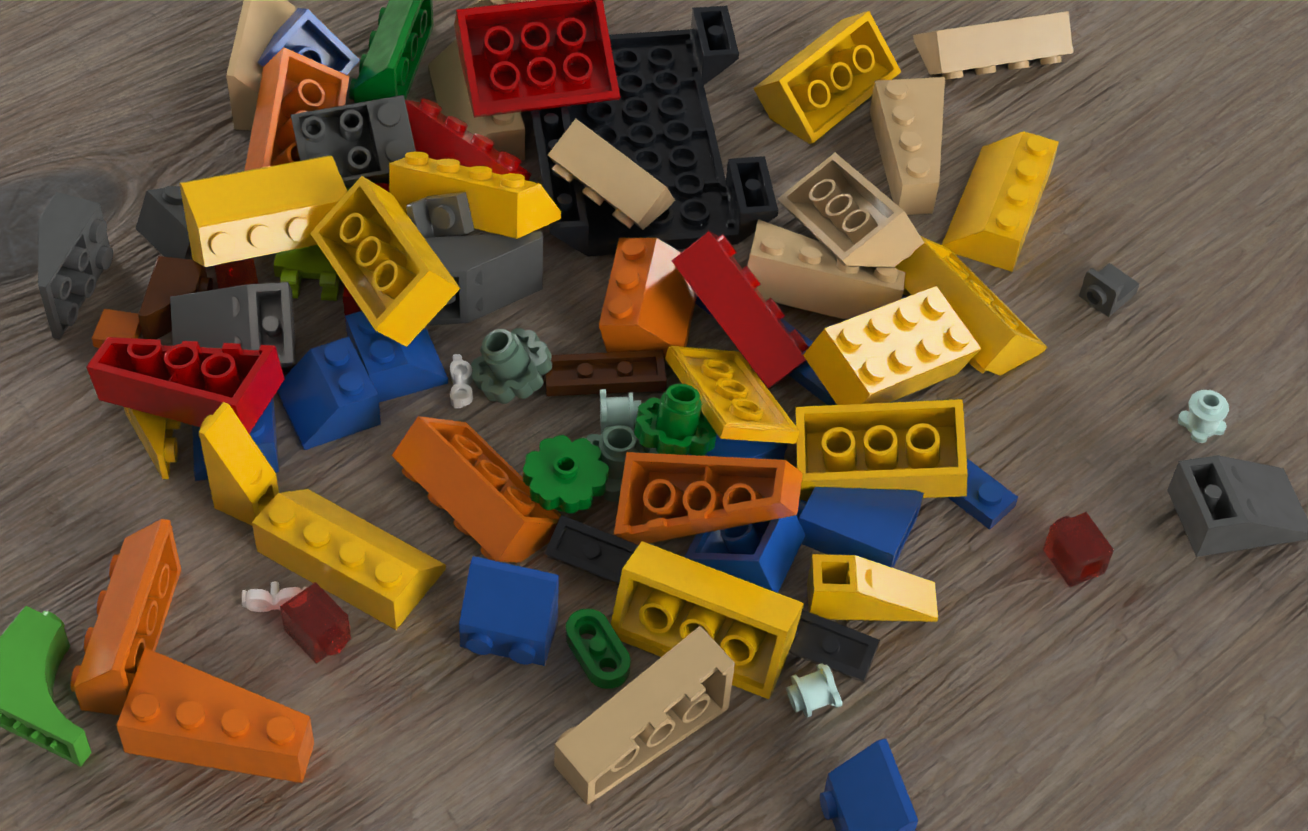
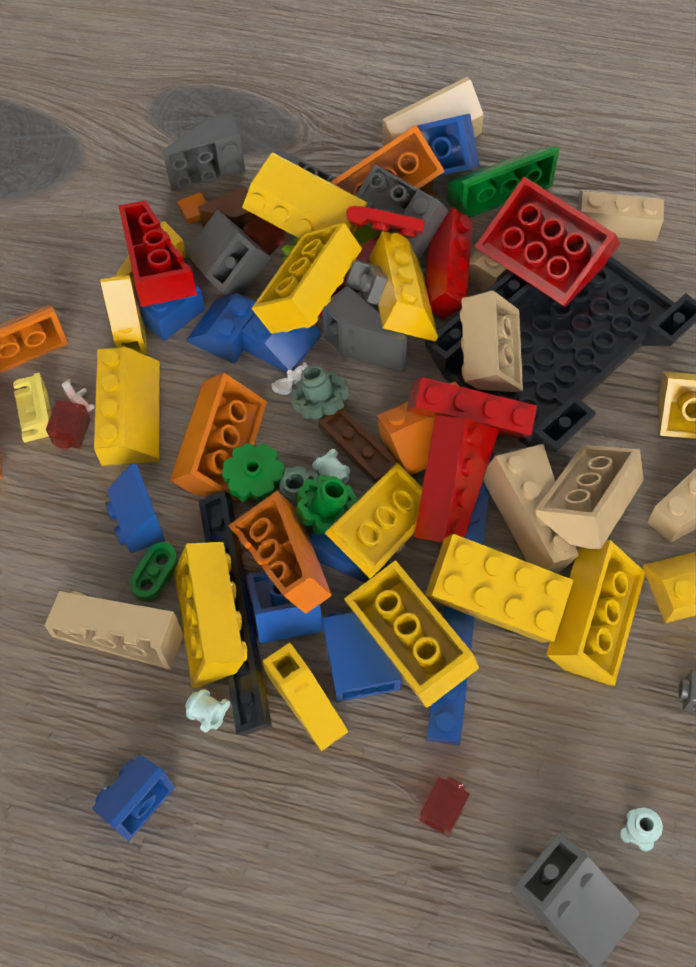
camera: 60 degrees right, 10 degrees up
(252, 647) = (32, 407): none -> light yellow hinge
(381, 151) = (384, 220): none -> red hinge
(652, 247) = (444, 399): none -> red brick

